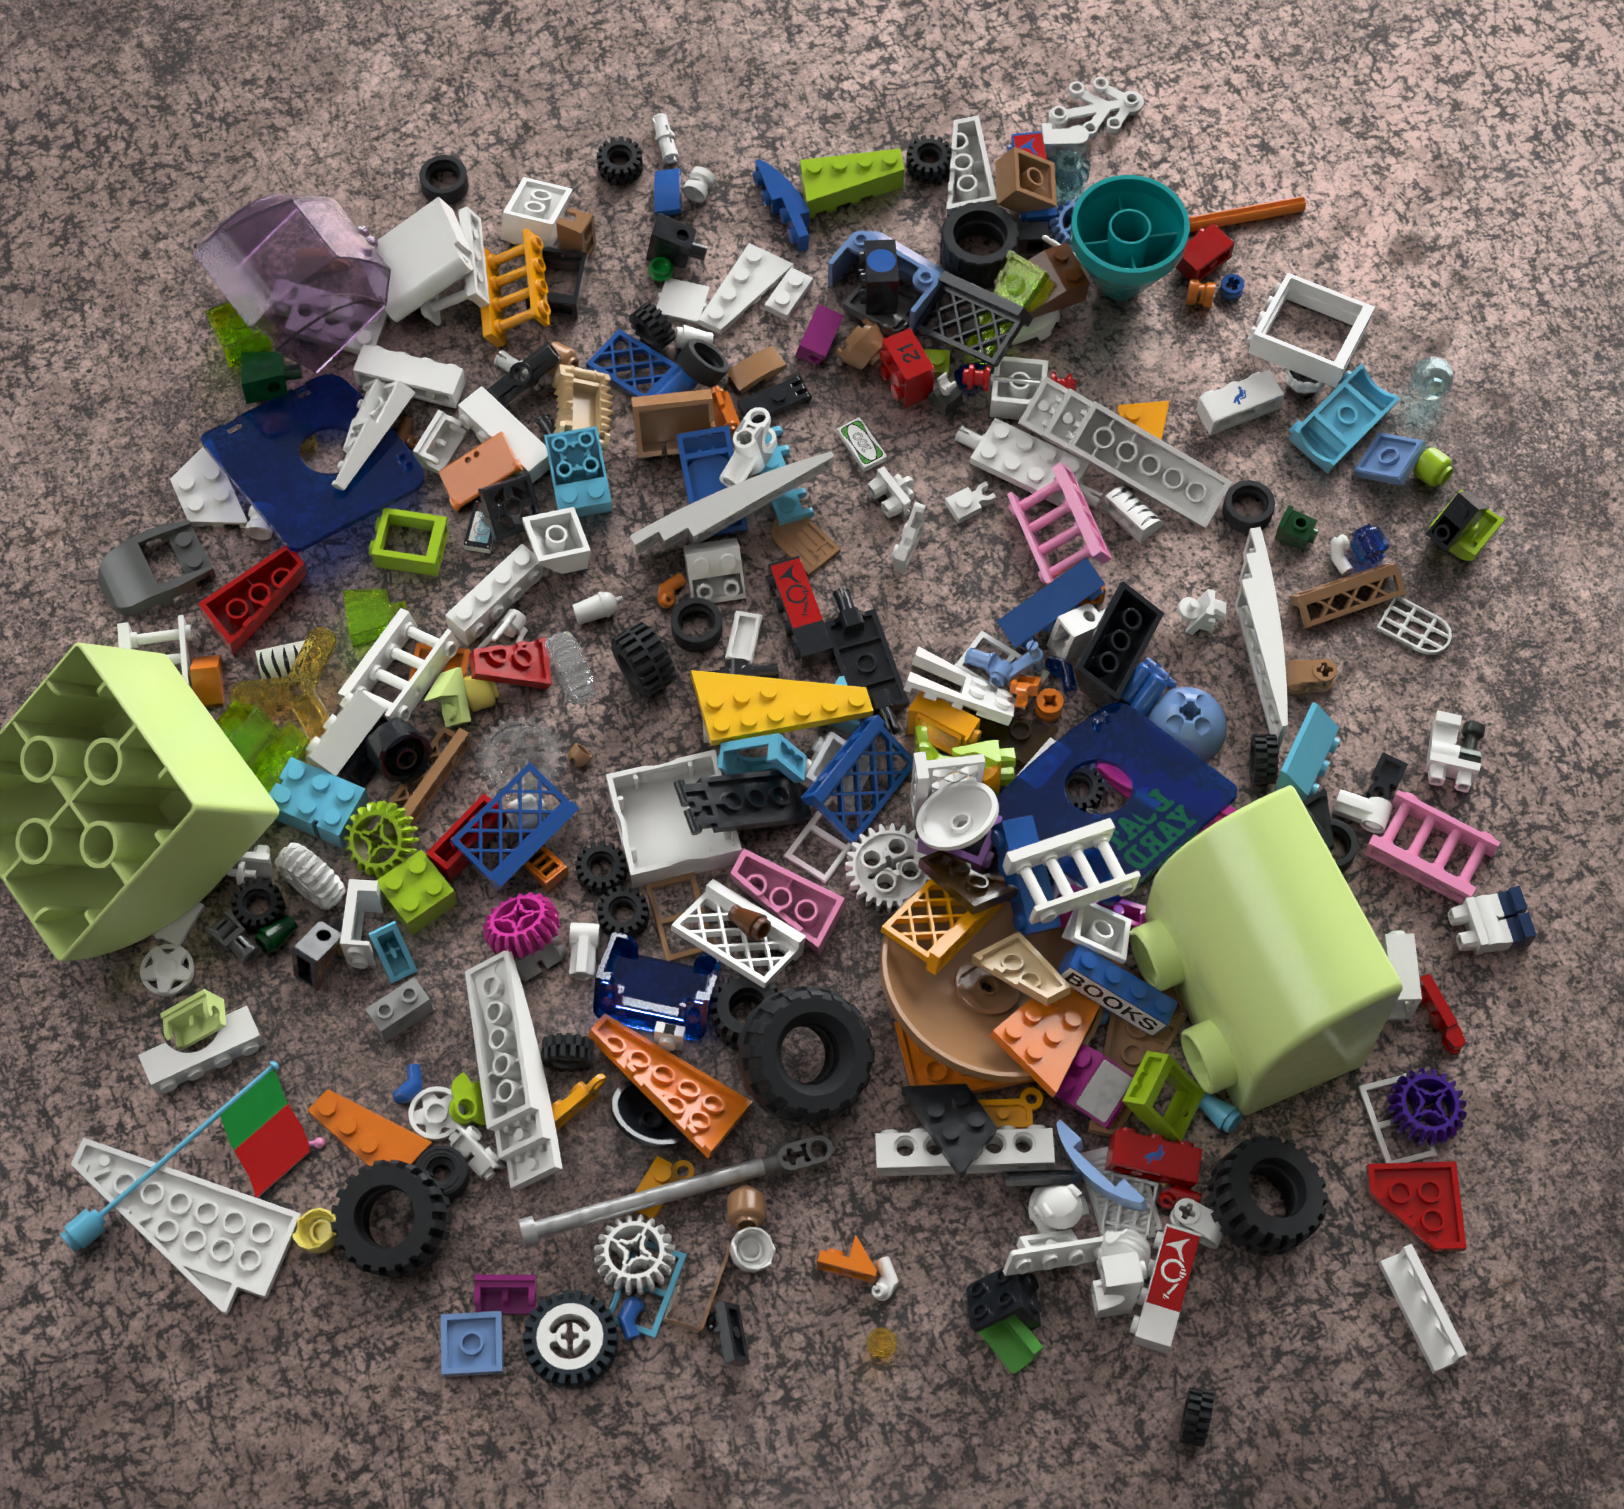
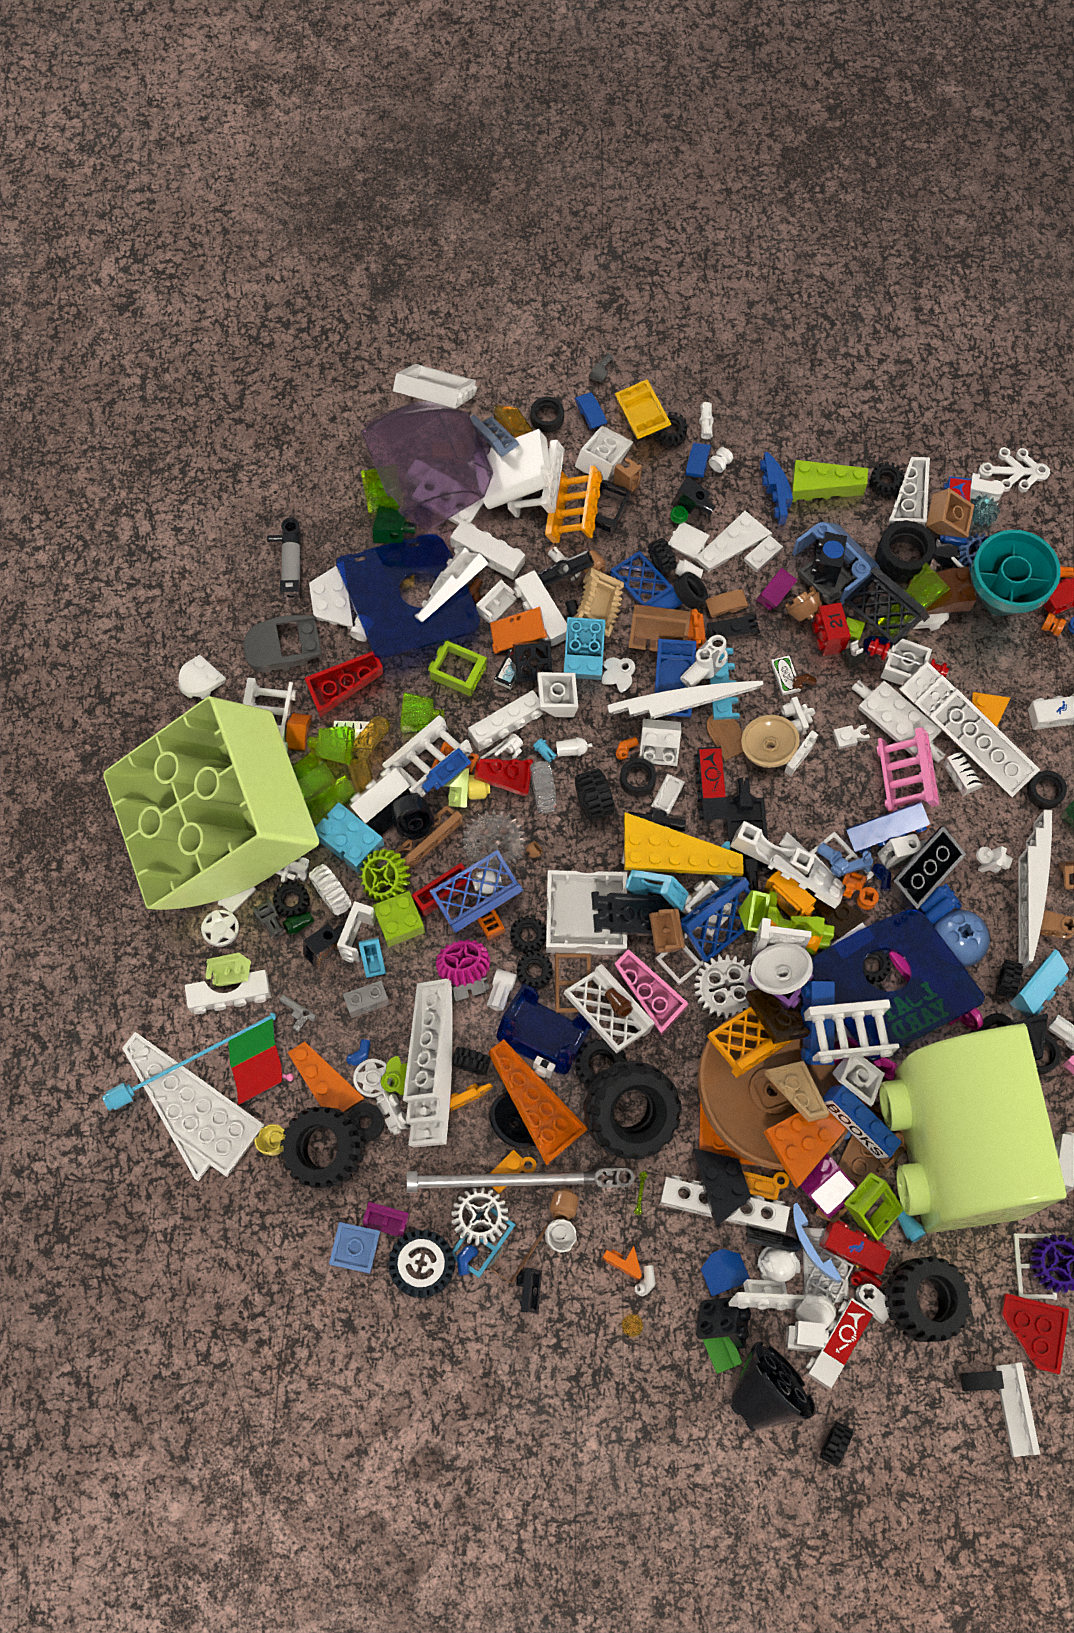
camera: 15 degrees right, 5 degrees up
(46, 642) = (199, 678): none -> white slope
(135, 453) = (290, 567): none -> piece
(264, 680) = (334, 743): none -> clear neon green torso
(278, 174) = (434, 385): none -> white window
(308, 1054) = (298, 1012): none -> light grey hose
(380, 226) = (493, 438): none -> sand blue fence
(394, 200) = (512, 420): none -> clear yellow slope
(430, 677) = (446, 770): none -> blue hinge
(500, 108) = (599, 372): none -> dark grey bar
(505, 161) = (591, 409): none -> blue slope
(558, 620) = (544, 750): none -> medium azure pin
(573, 142) = (642, 409): none -> yellow slope
(631, 498) = (616, 674): none -> white plate
(790, 812) = (667, 931): none -> medium nougat hinge
(844, 1145) = (643, 1176): none -> clear neon green hinge
(863, 521) = (766, 732): none -> tan dish
(874, 668) = (751, 842): none -> white arch
(880, 446) = (805, 678): none -> reddish brown arm
(899, 753) = (754, 909): none -> lime slope
(986, 1239) = (724, 1271): none -> blue slope
(1088, 1372) = (770, 1391): none -> black cone
(1366, 1283) = (982, 1381): none -> black tyre

